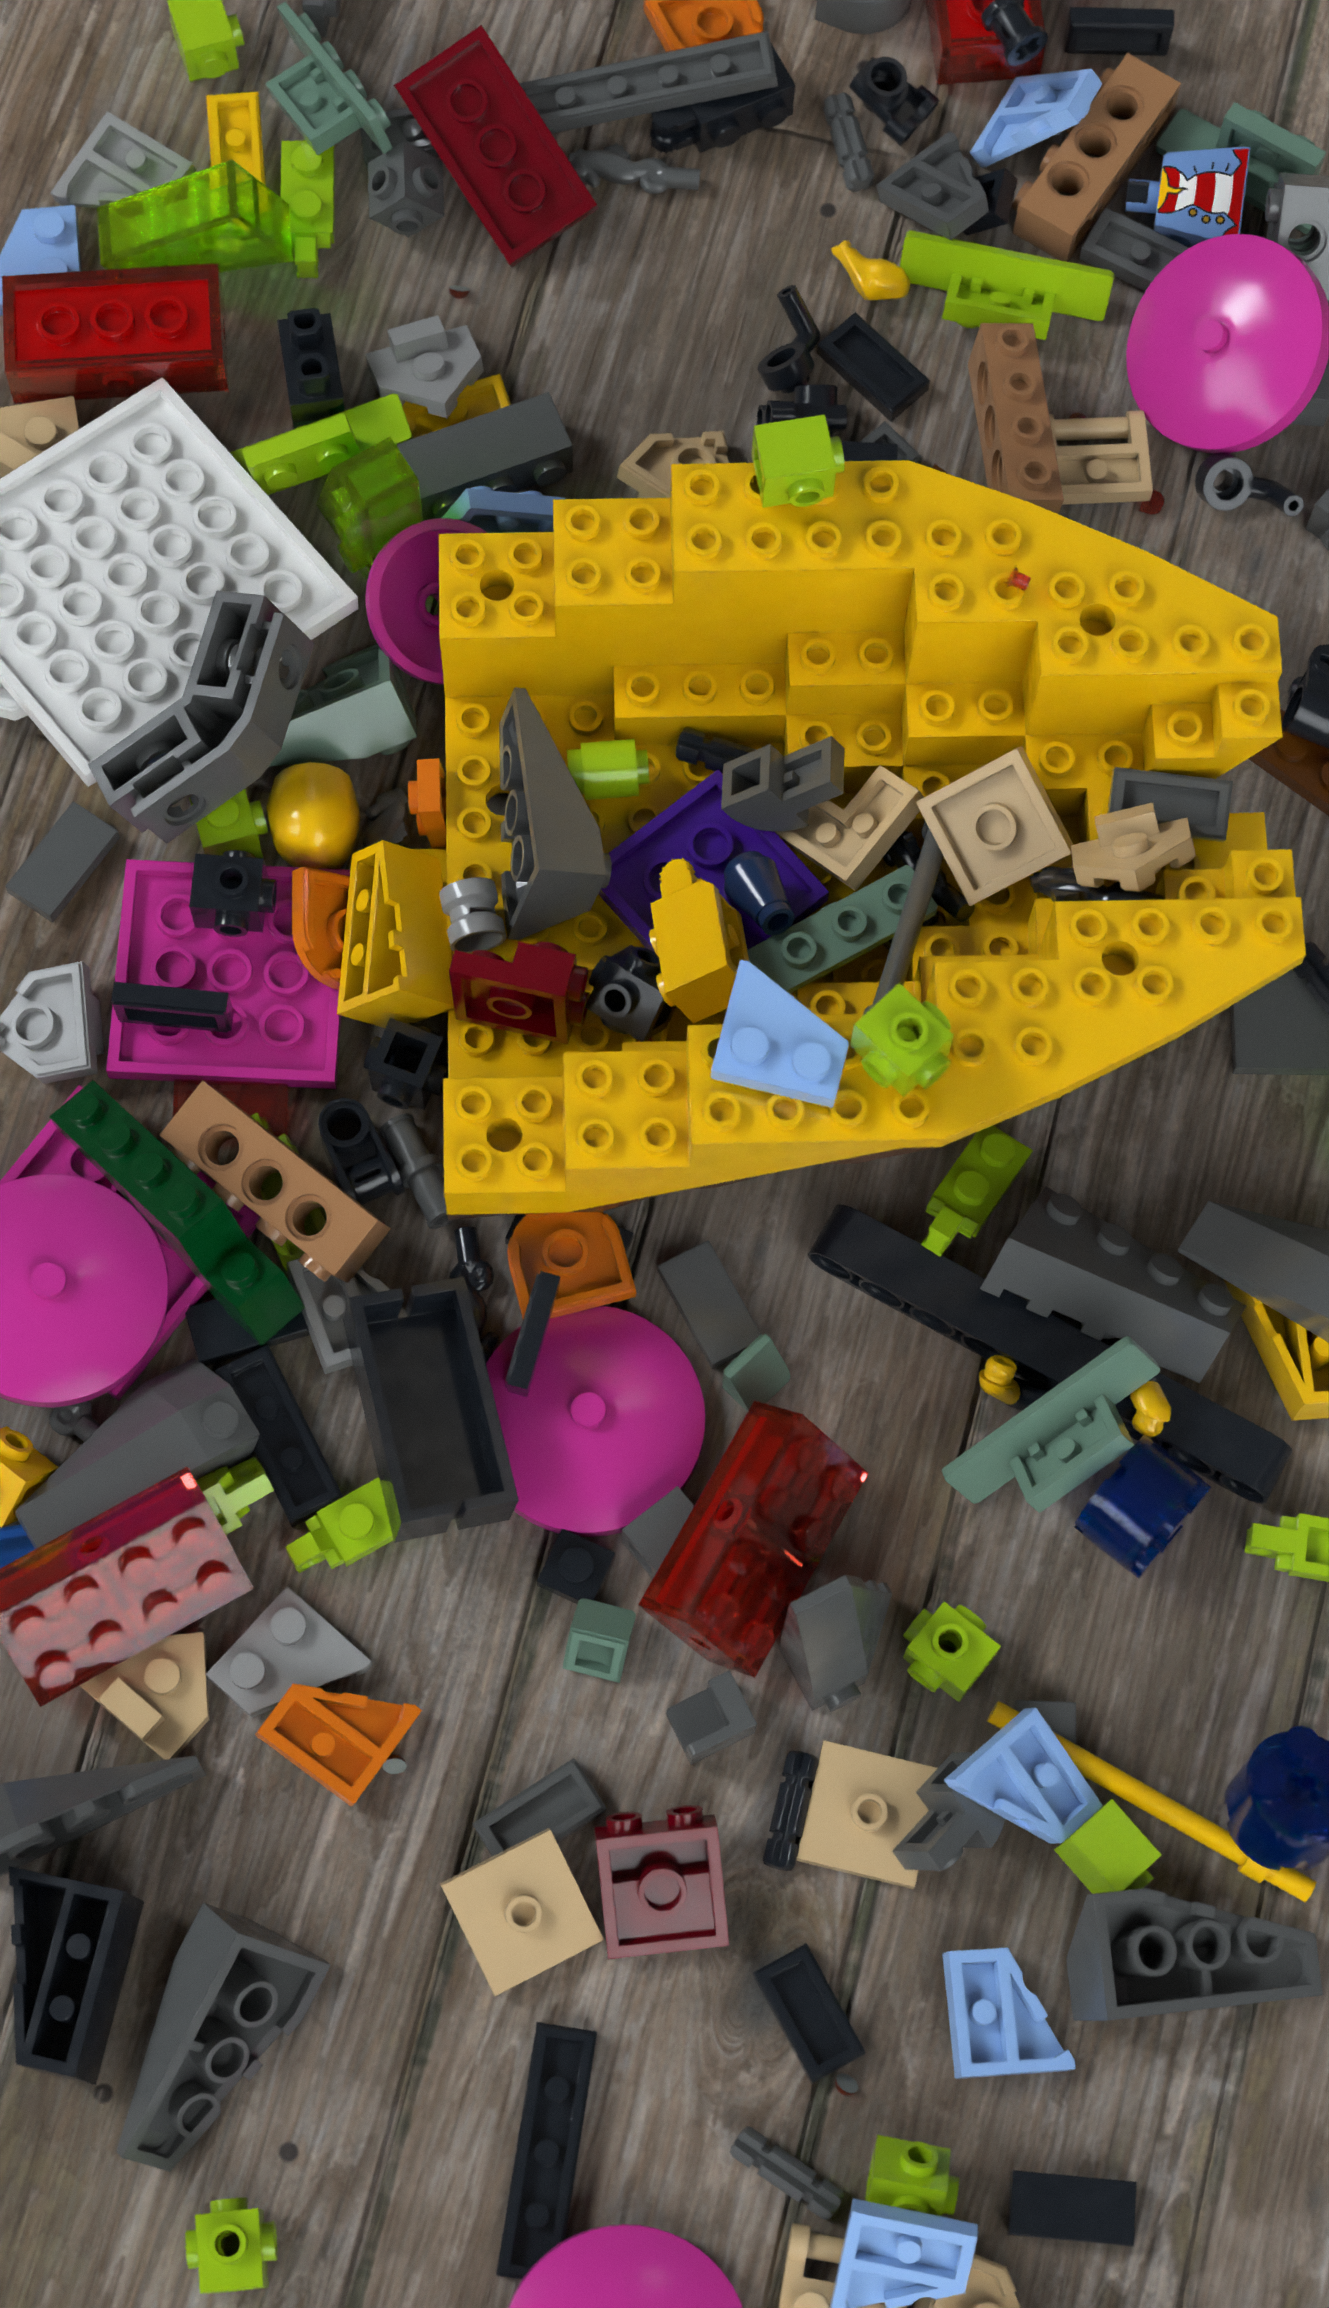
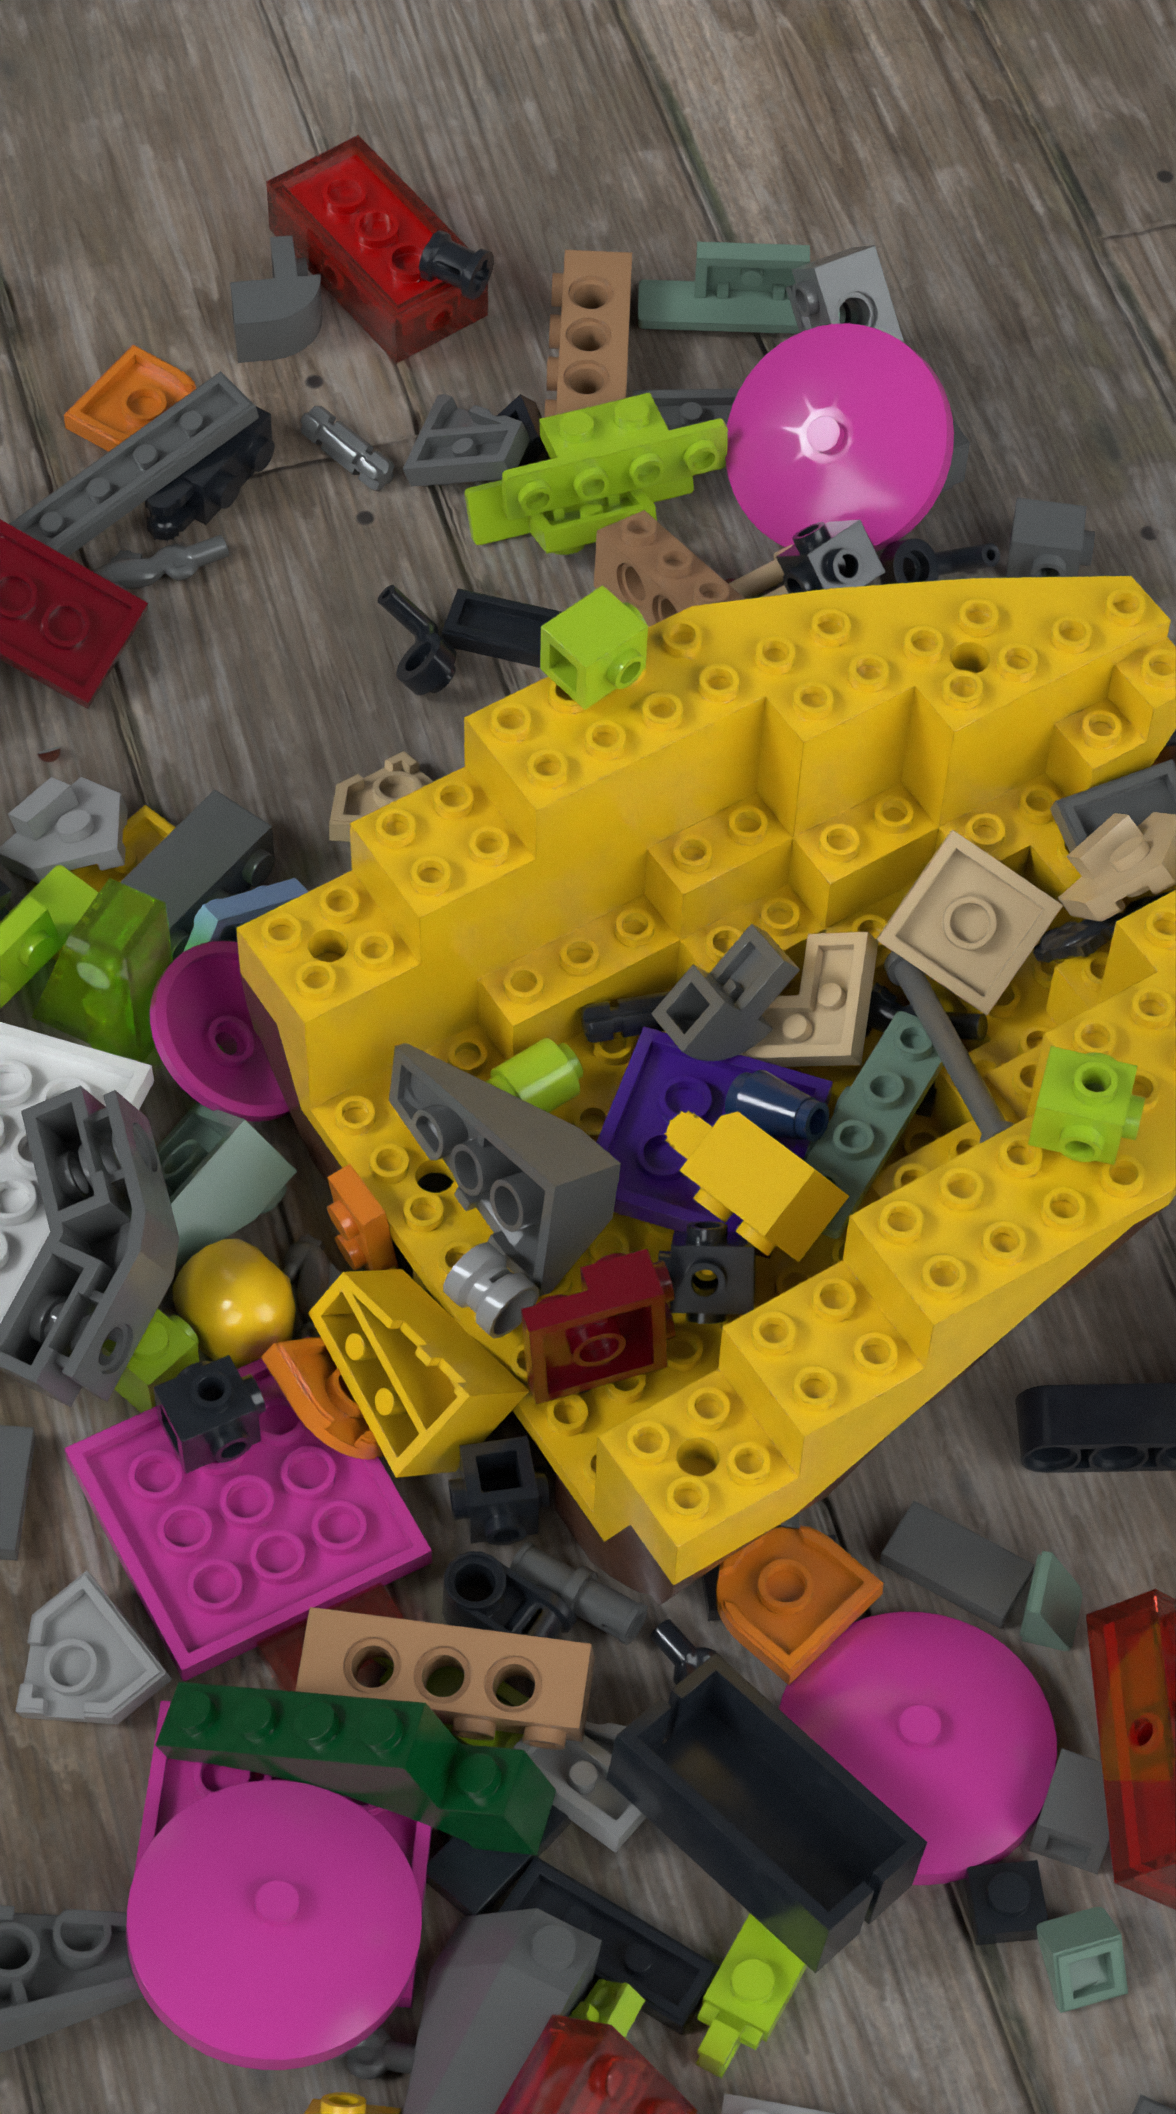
camera: 30 degrees left, 15 degrees down
(172, 1007) = (219, 1560): black tile -> none
(532, 1333) = (818, 1676): black tile -> none
(777, 1043) = (956, 1179): light blue wing -> none
(809, 402) = (476, 687): black plate -> none
(872, 277) = (452, 551): yellow animal -> none
(896, 102) = (355, 386): black plate -> none
(974, 1187) = (1137, 1308): lime hinge -> none
(1018, 579) = (876, 653): clear red piece -> none
(1035, 111) = (512, 336): light blue wing -> none
(1040, 256) = (610, 453): none -> lime bracket
(1118, 31) = (538, 240): black tile -> none
(1146, 449) = (830, 557): none -> black brick
(1197, 194) = (710, 339): torso -> none

